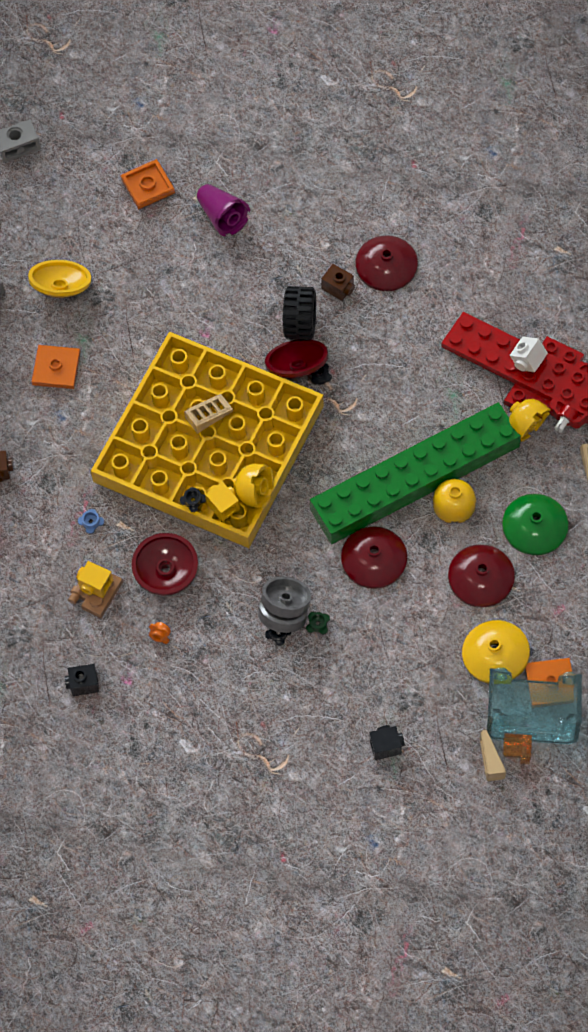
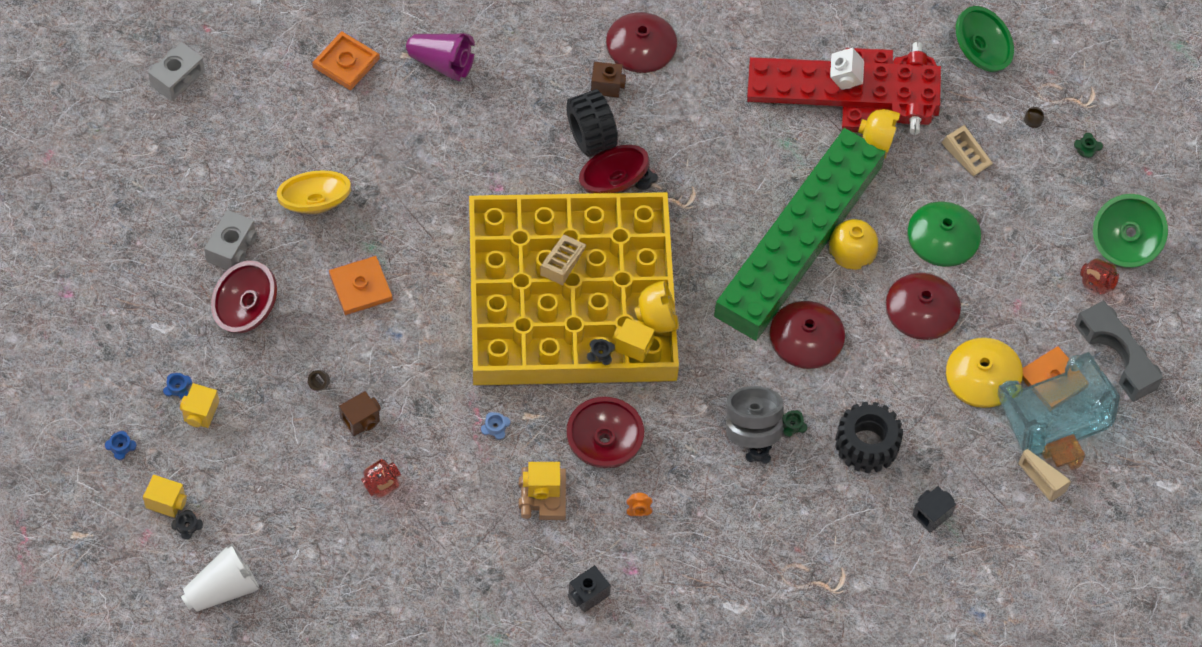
camera: 35 degrees left, 5 degrees down
(367, 644) = (871, 419): none -> black tyre

